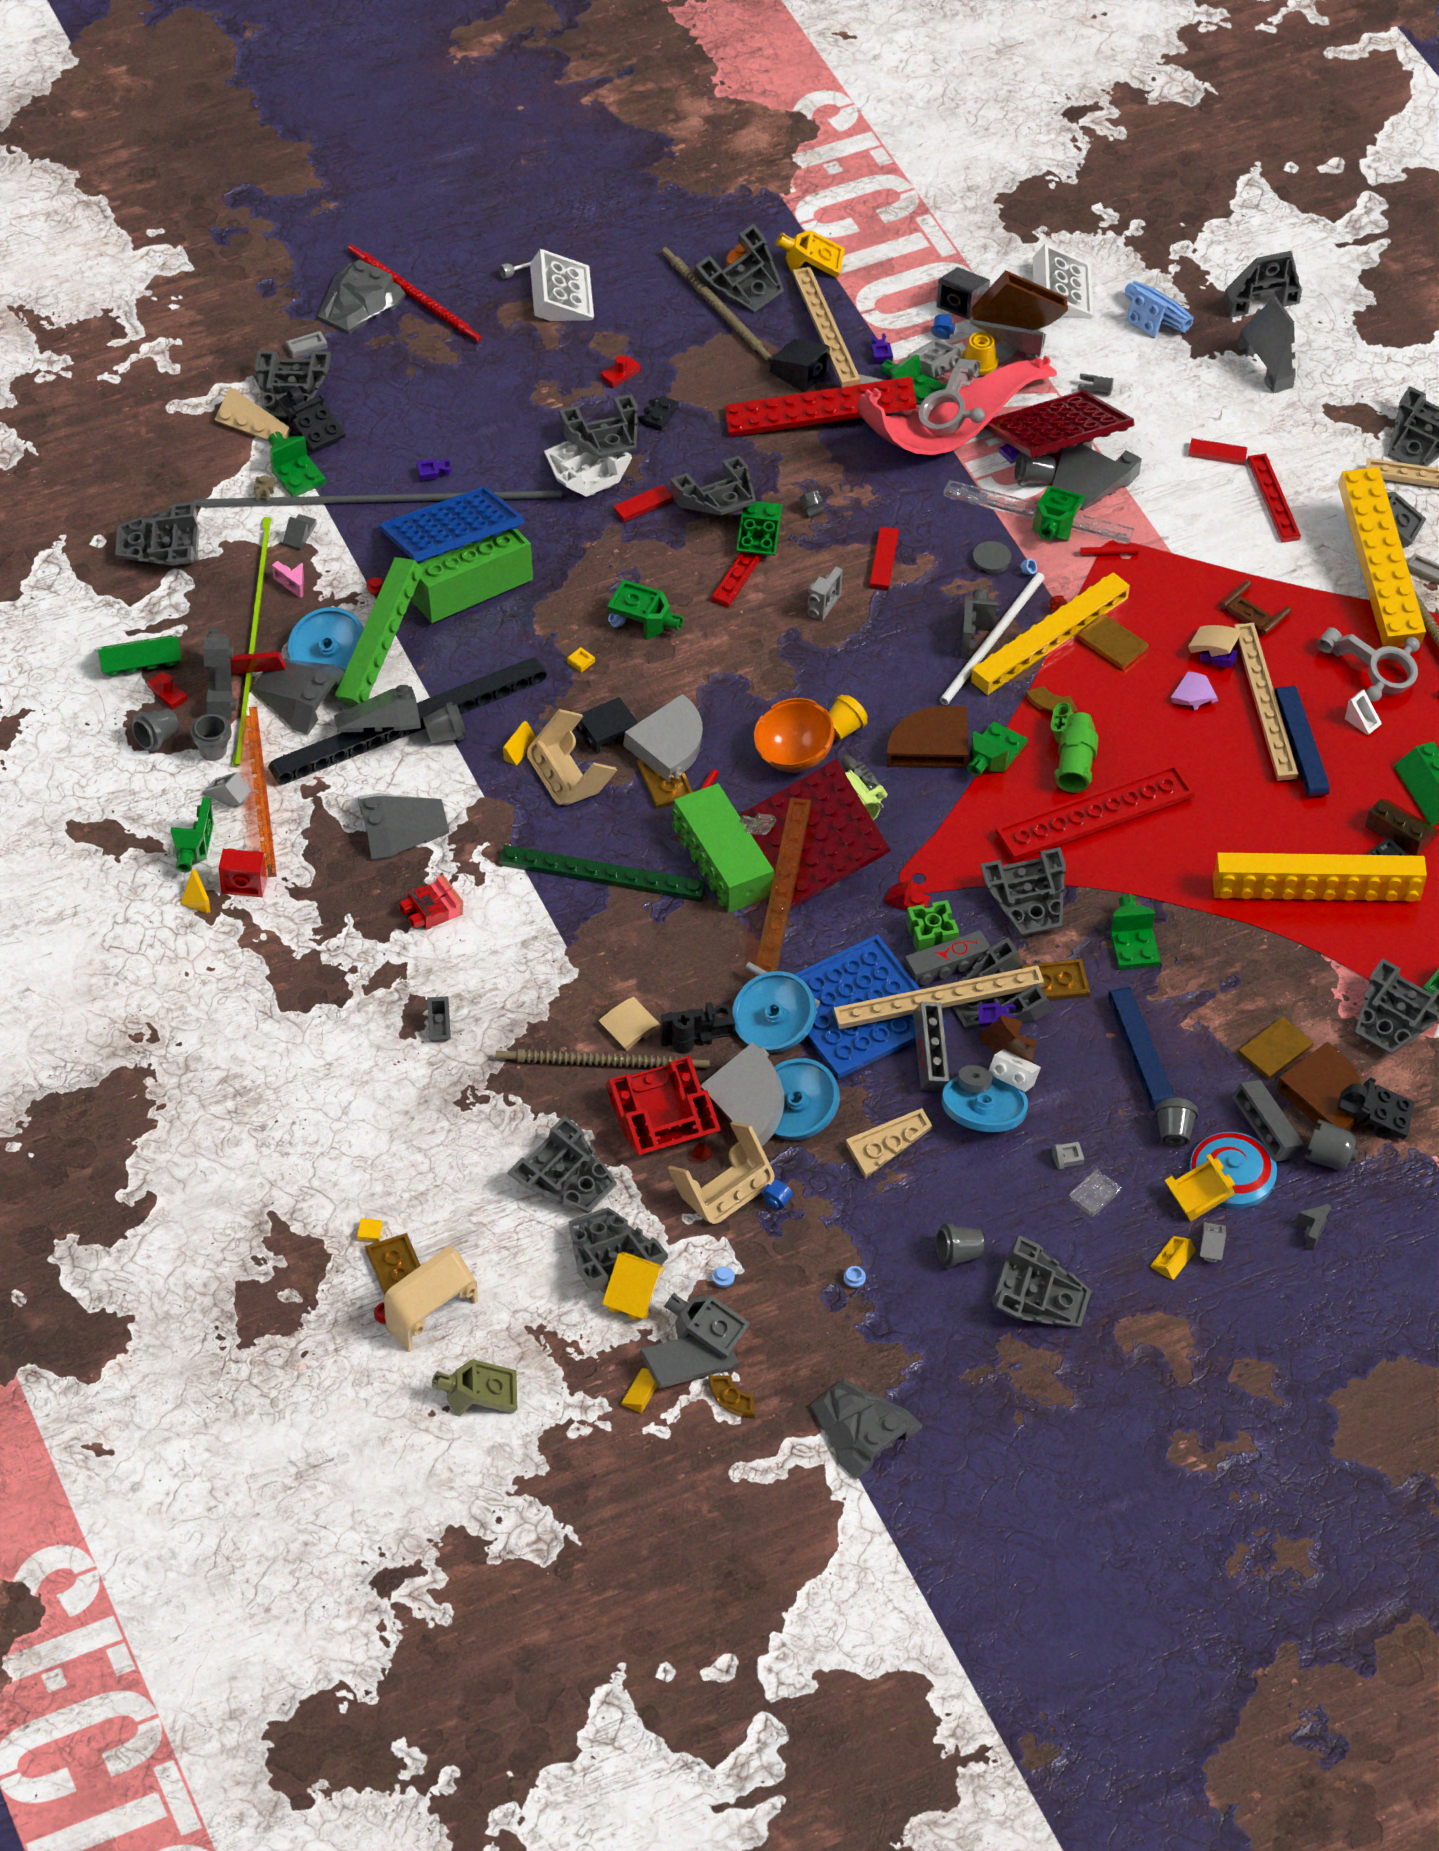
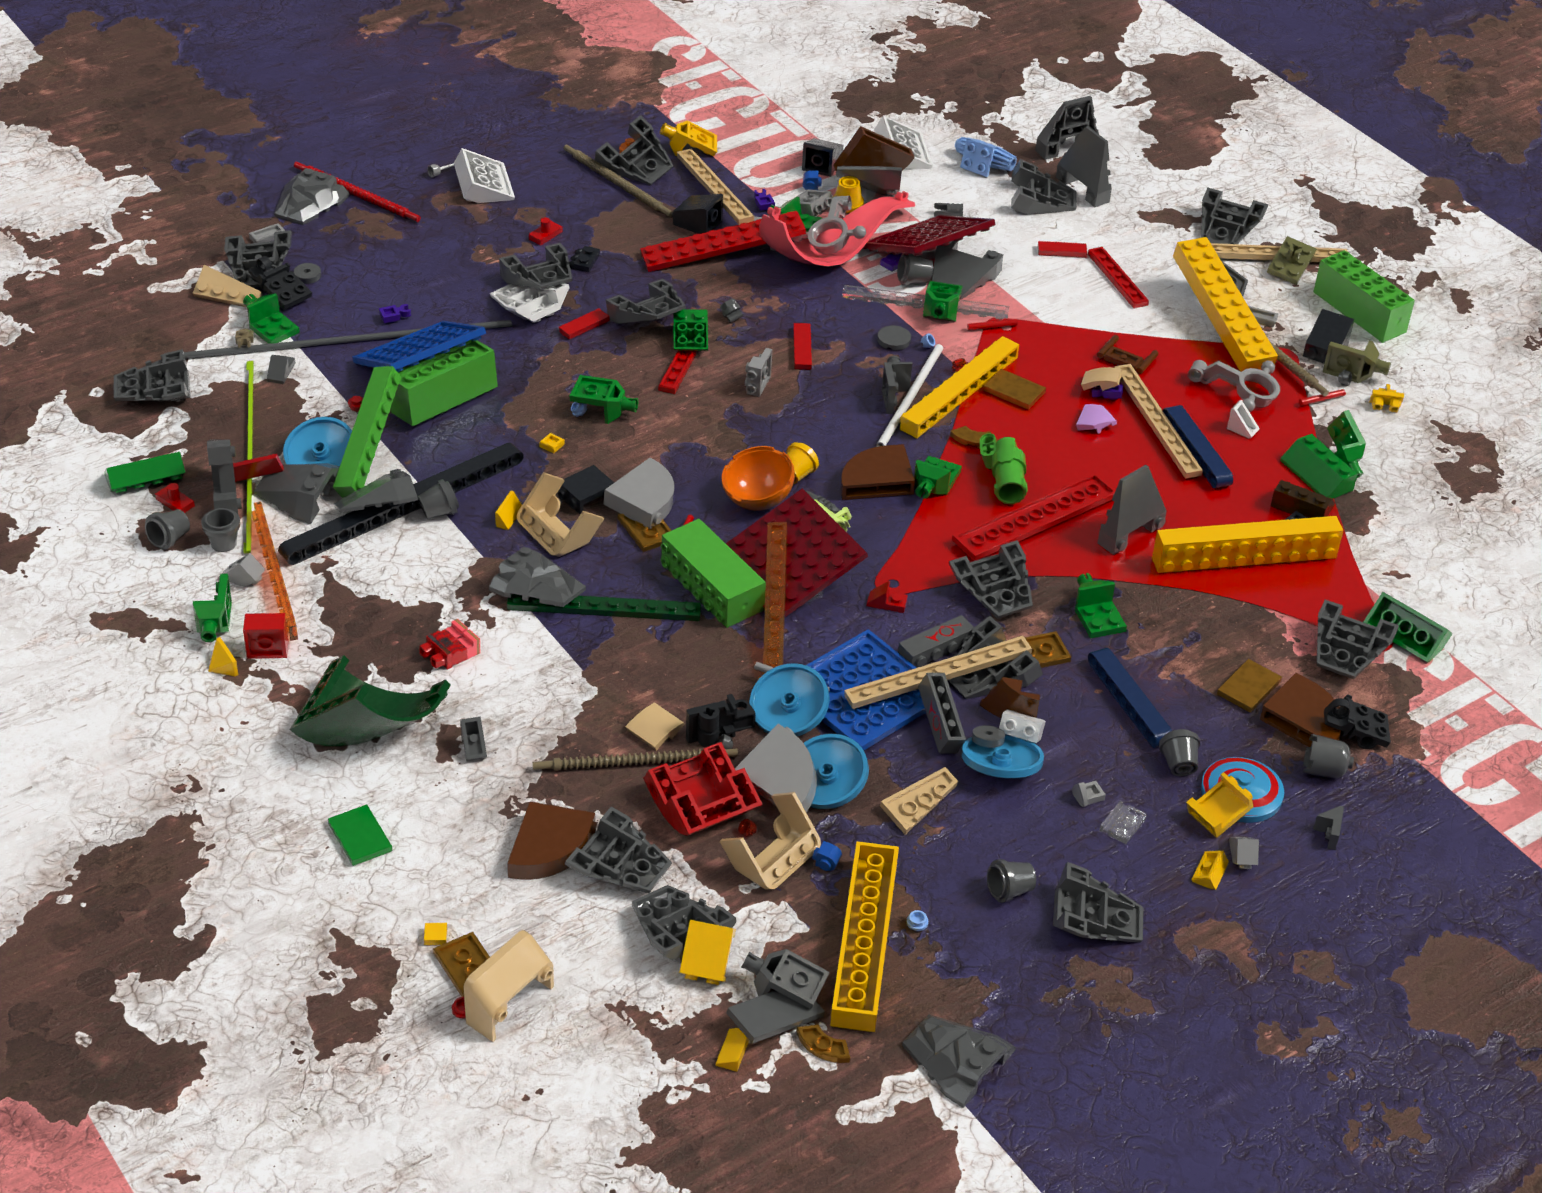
camera: 10 degrees left, 10 degrees down
(292, 580) = (276, 403): bright pink slope -> none
(310, 1112) = (360, 835): none -> green tile
(325, 971) = (354, 712): none -> dark green panel
(344, 403) = (308, 273): none -> dark grey piece
(400, 822) = (409, 584): dark grey wedge -> none
(479, 1385) = (570, 1061): olive plate -> none
(497, 1142) = (548, 840): none -> reddish brown brick
(534, 832) = (535, 576): none -> dark grey wedge
(698, 1051) = (726, 741): none -> dark grey hinge
(723, 1276) = (791, 935): light blue plate -> none
(759, 825) = (743, 548): clear plate -> none
(795, 1287) = (864, 937): none -> yellow brick
(931, 925) = (915, 615): bright green brick -> none
(990, 1012) = (990, 679): dark purple plate -> none
(1198, 817) = (1135, 505): none -> dark grey wedge
(1216, 368) = (1039, 192): none -> dark grey wedge
(1268, 1120) = (1263, 743): dark grey brick -> none

